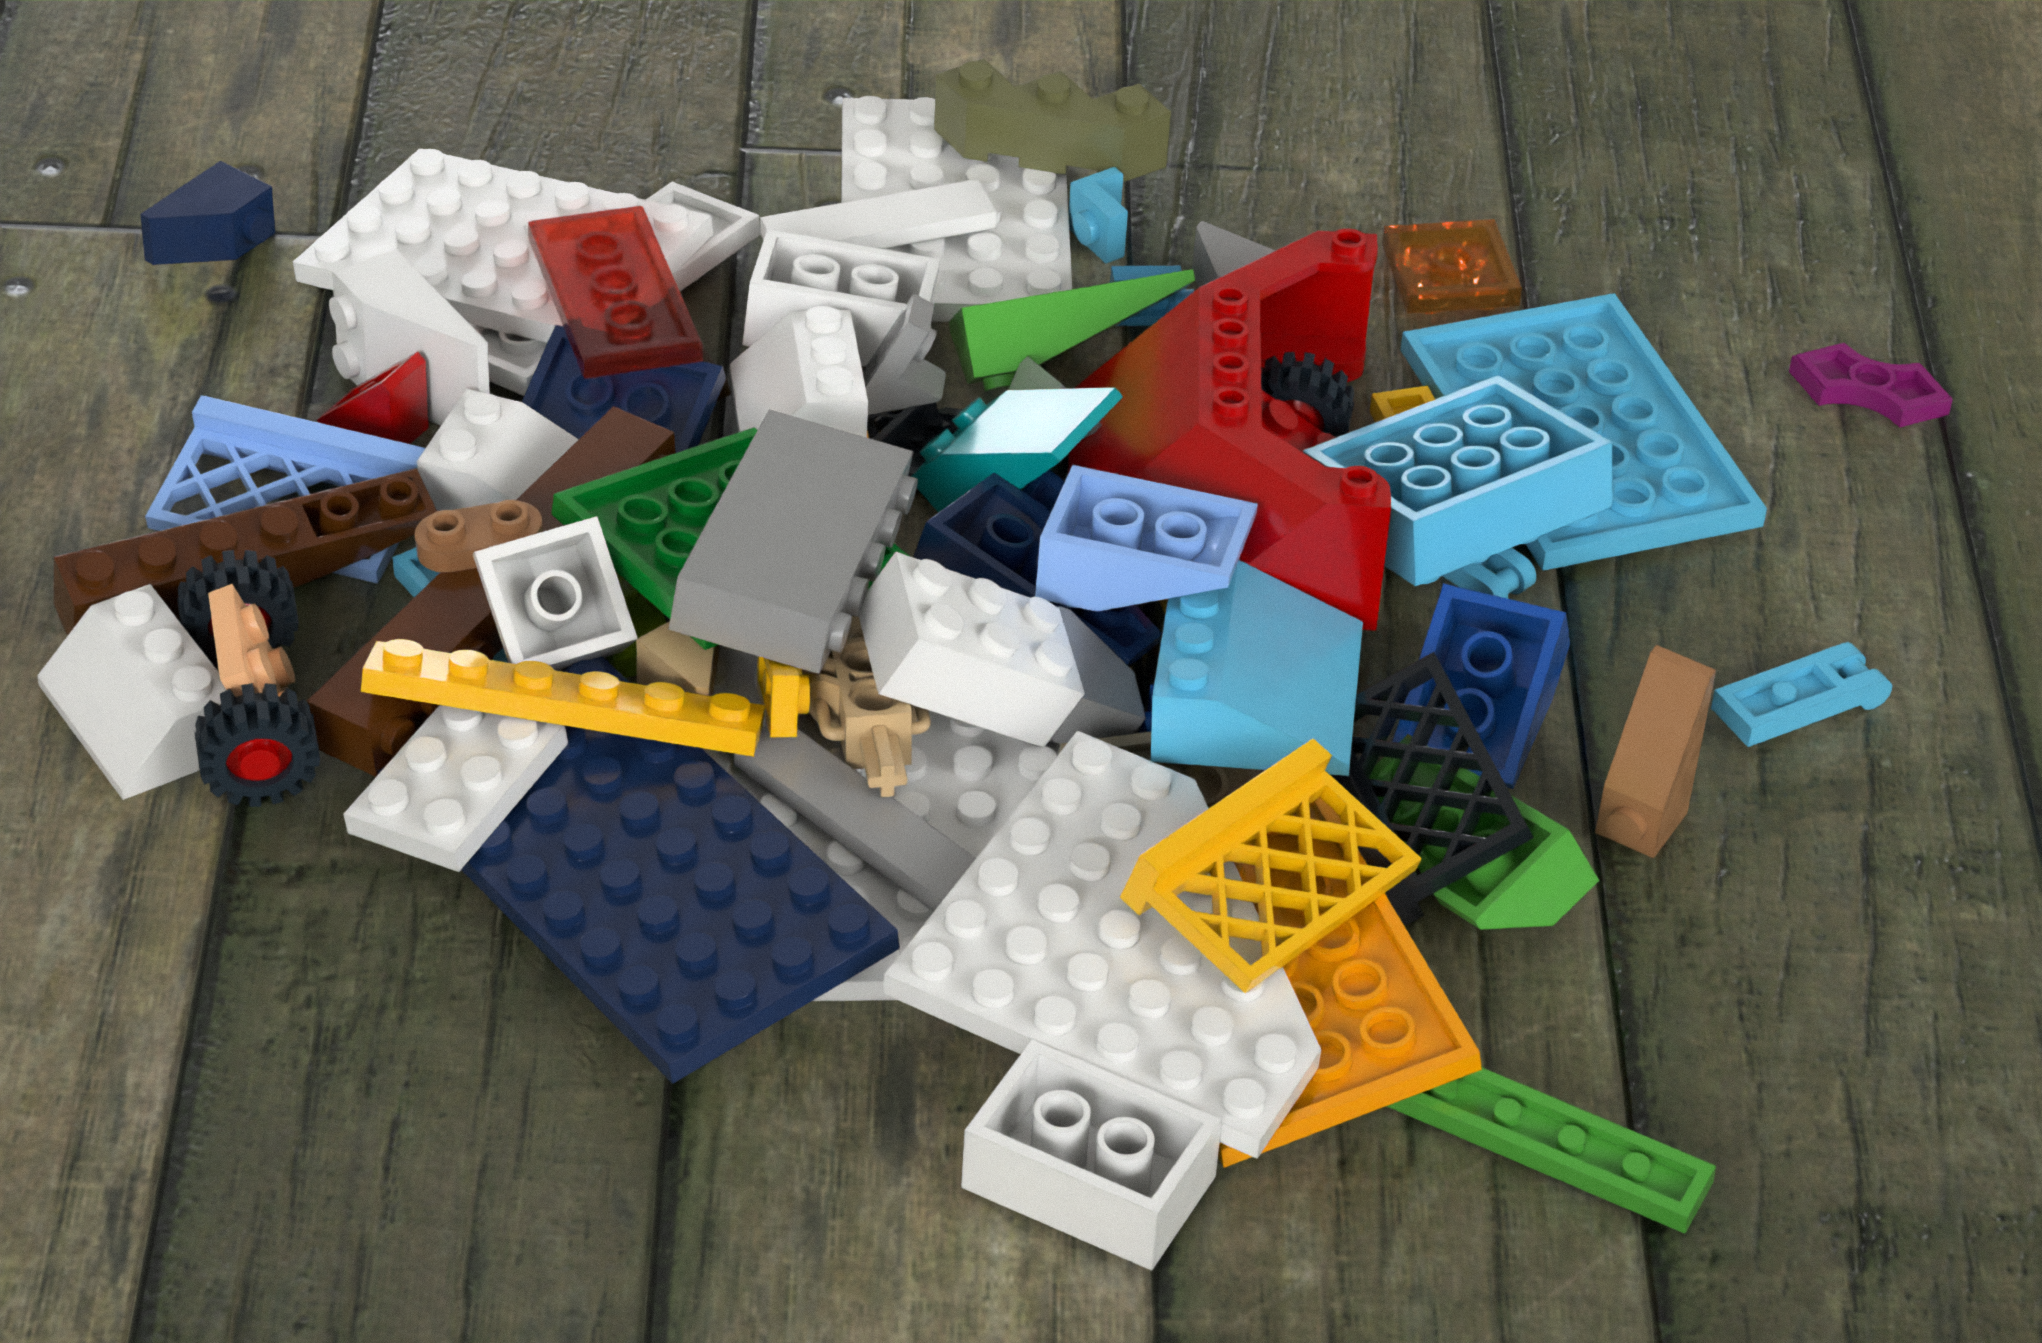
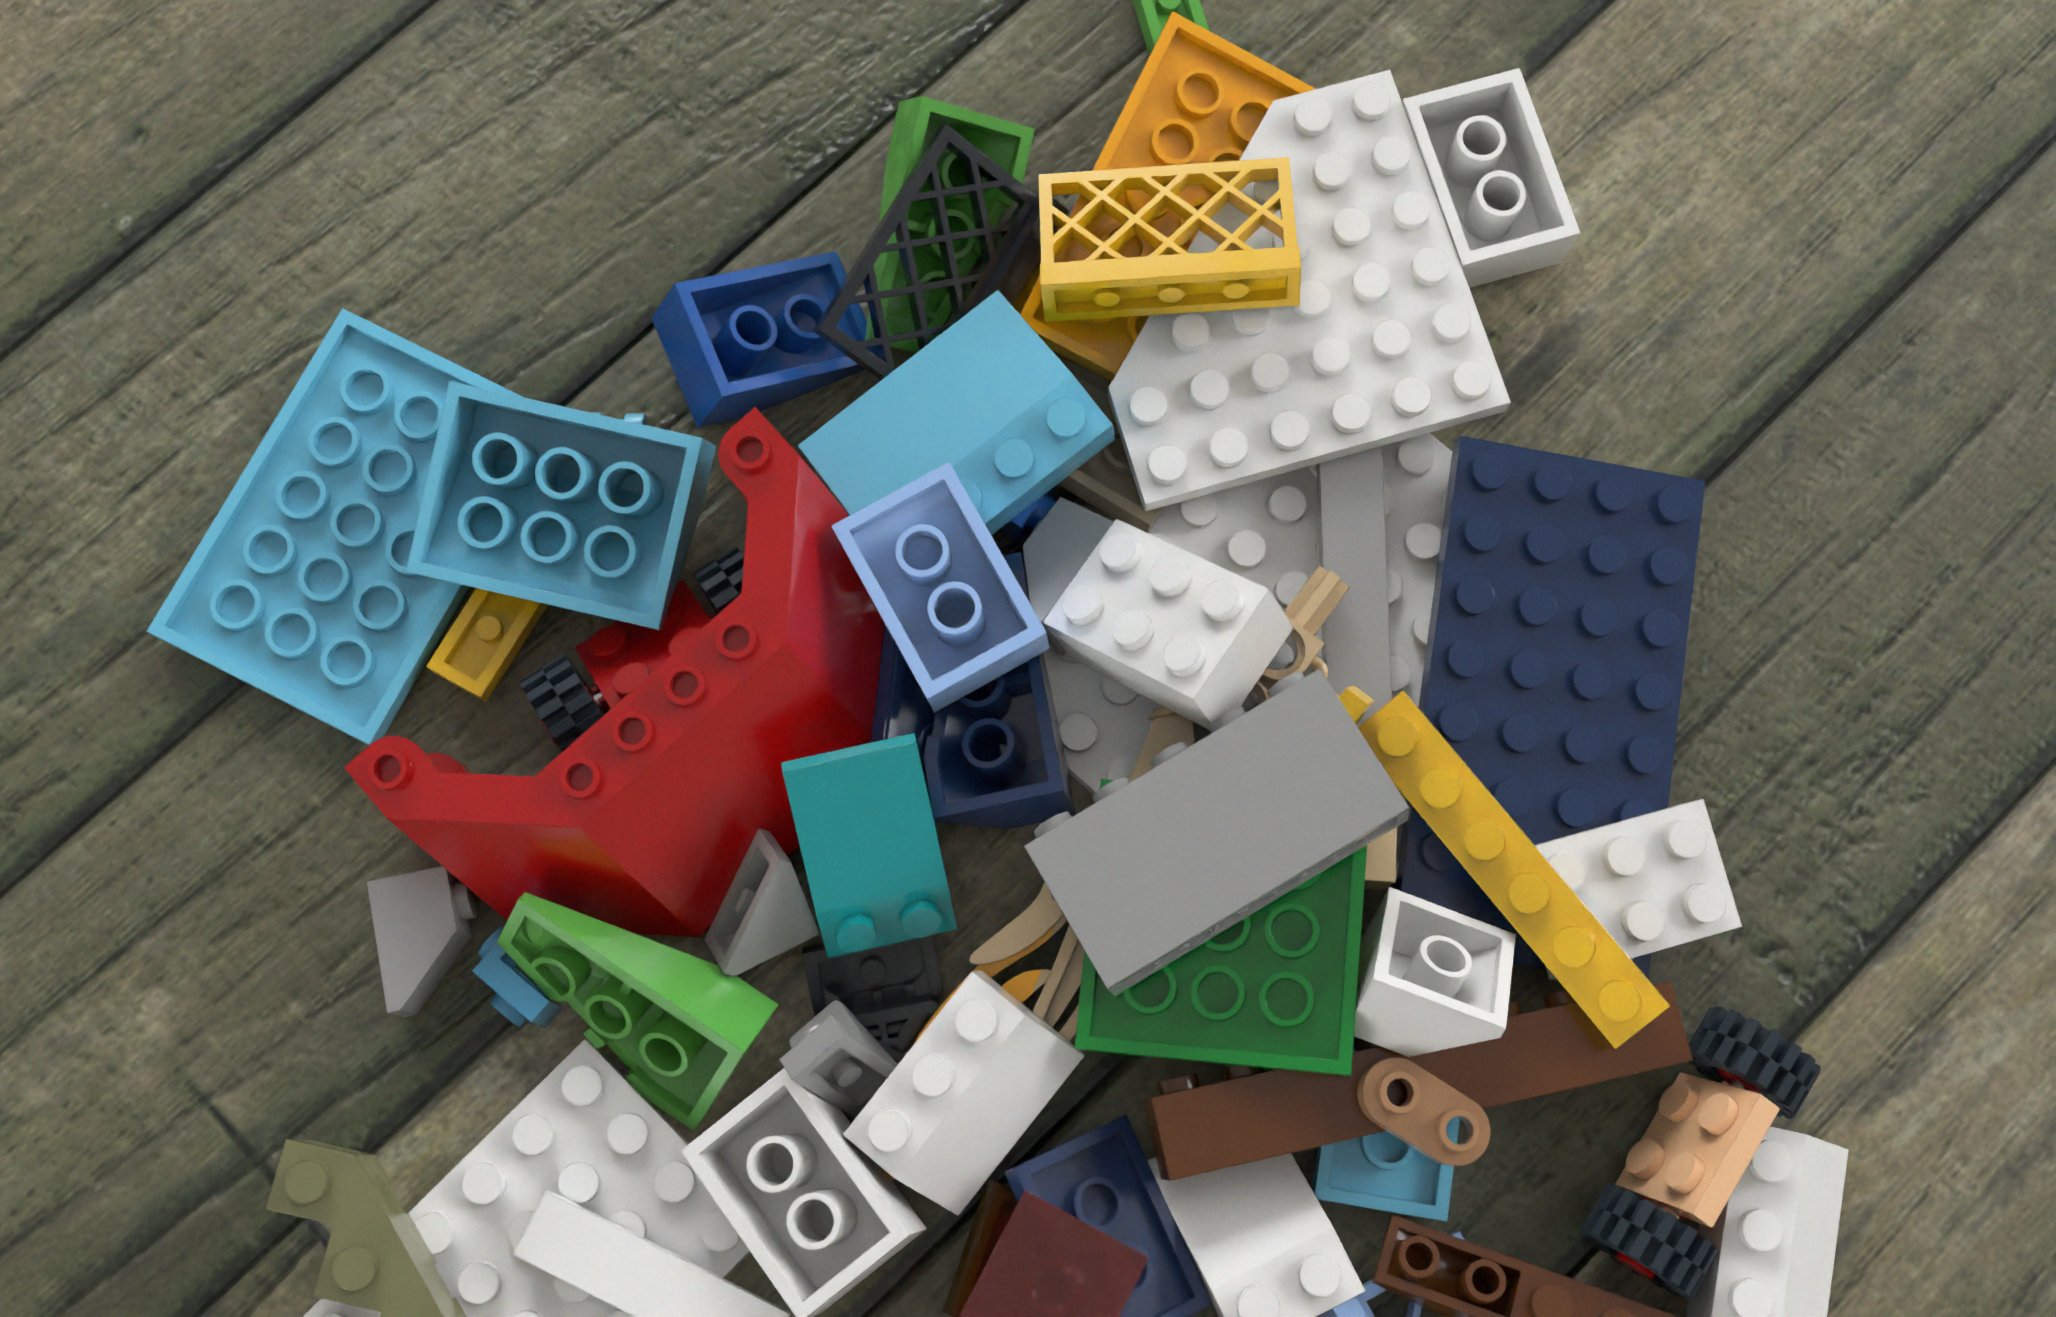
camera: 135 degrees left, 35 degrees up
(1098, 215) = (446, 1129): medium azure bracket -> none
(1451, 266) = (220, 798): clear orange plate -> none
(1657, 753) = (767, 127): medium nougat slope -> none
(1800, 694) = (542, 142): medium azure plate -> none
(1897, 391) = (76, 399): magenta tile -> none

